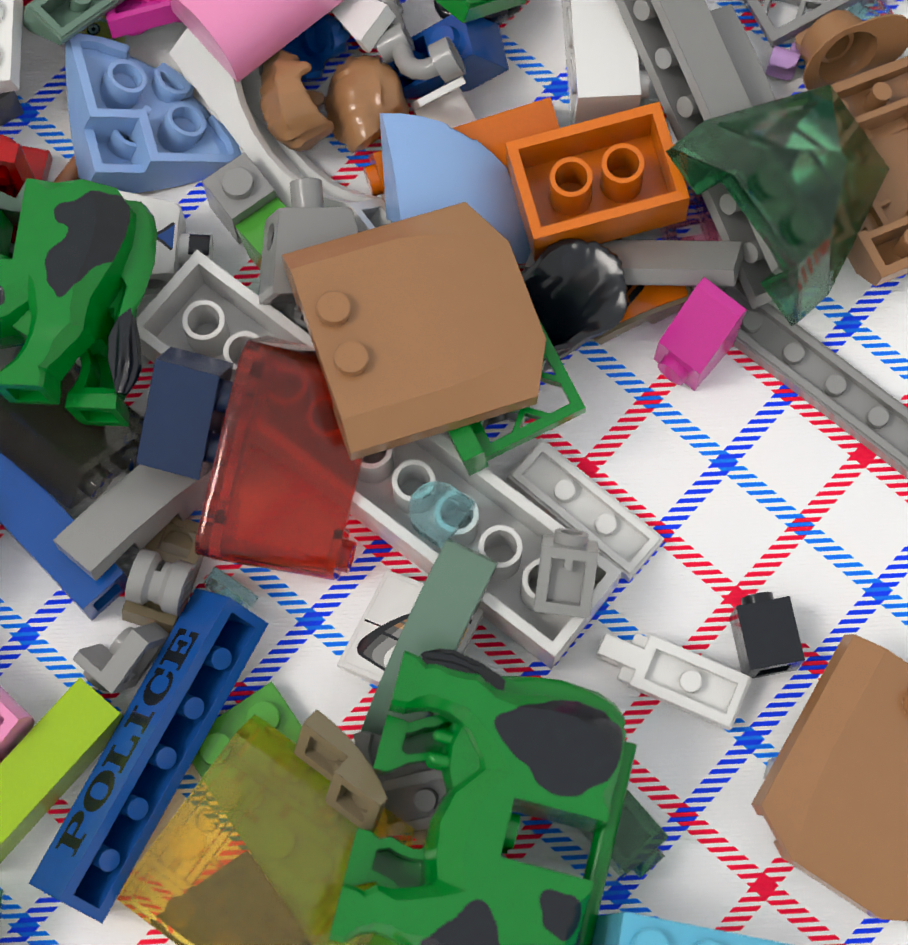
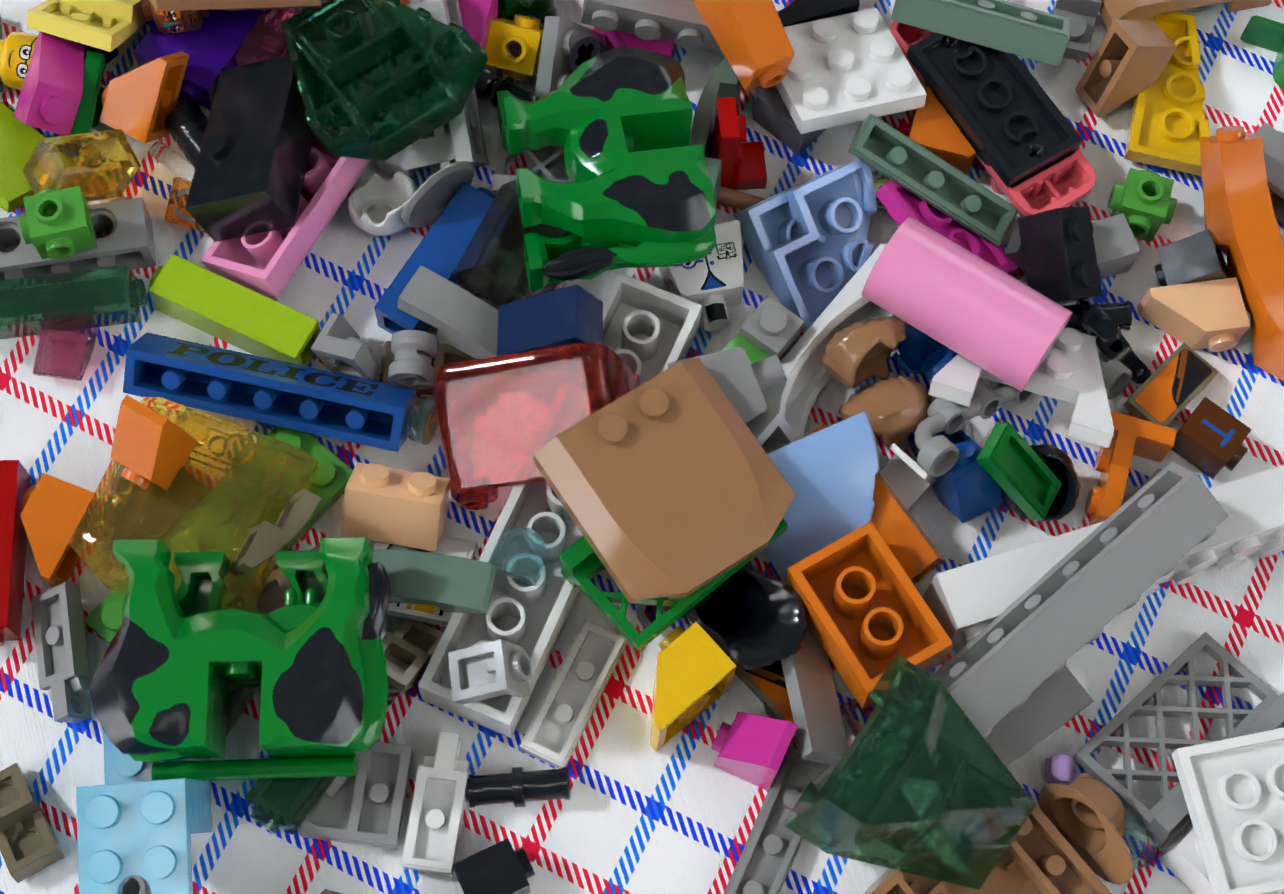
camera: 70 degrees right, 5 degrees down
(207, 889) = (149, 445): none -> orange slope
(331, 641) = (396, 506): none -> light nougat brick
(507, 656) = (409, 652): none -> dark tan slope
(619, 387) = (687, 681): none -> yellow slope
(663, 757) = (365, 806): none -> light grey wing
(675, 587) = (518, 787): none -> black pin

